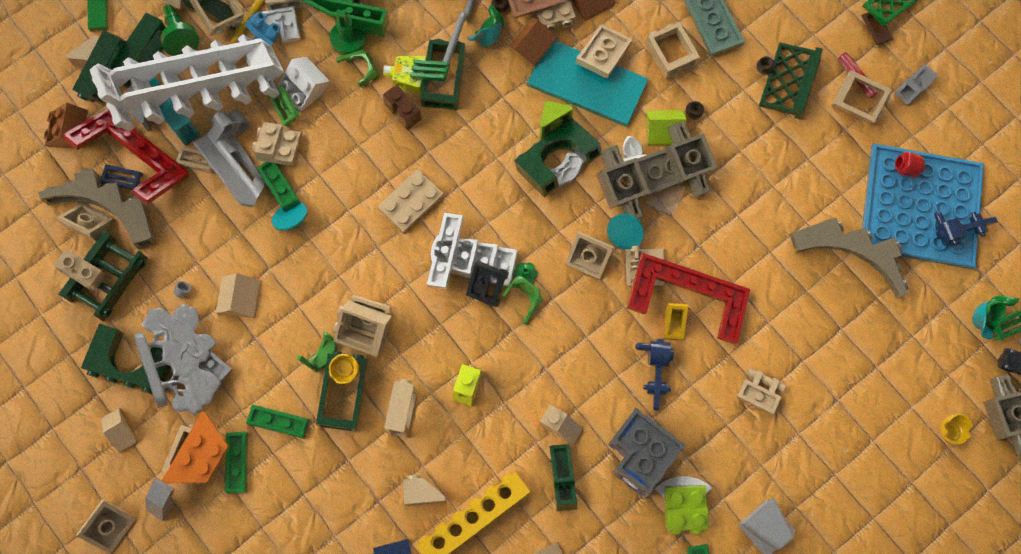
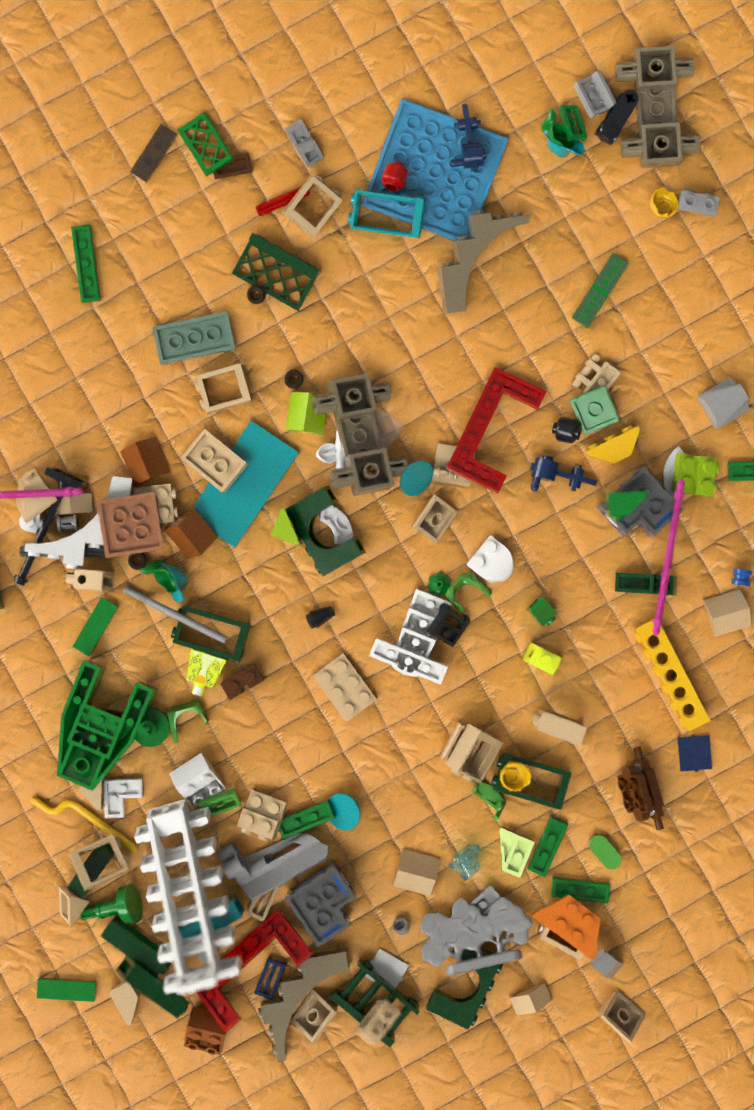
camera: 80 degrees left, 15 degrees up
(140, 286) = (388, 967): none -> white piece
(196, 206) = (321, 902): none -> dark grey piece
(252, 340) = (466, 862): none -> clear light blue piece
(261, 29) = (130, 816): dark azure hips -> none
(268, 388) = (514, 851): none -> yellowish green wing
(278, 481) = (605, 851): none -> bright green tile
(346, 507) = (641, 790): none -> reddish brown piece
(420, 491) = (638, 719): tan slope -> none
(429, 67) = (207, 662): green tile -> none
(474, 166) = (319, 616): none -> black cone
(516, 372) = (542, 611): none -> green slope
(528, 491) = (679, 494): none -> dark pink hose
(557, 319) = (492, 561): none -> white slope
(561, 424) = (597, 577): tan slope -> none
(643, 427) = (623, 503): none -> green slope
(675, 321) = (515, 447): yellow slope -> none
(696, 421) = (615, 447): none -> yellow slope
(703, 370) = (567, 430): none -> black head
(730, 393) = (594, 409): none -> tile
(850, 381) = (600, 290): none -> tile
(873, 191) = (417, 220): none -> teal window
(967, 463) = (698, 203): none -> light grey bracket

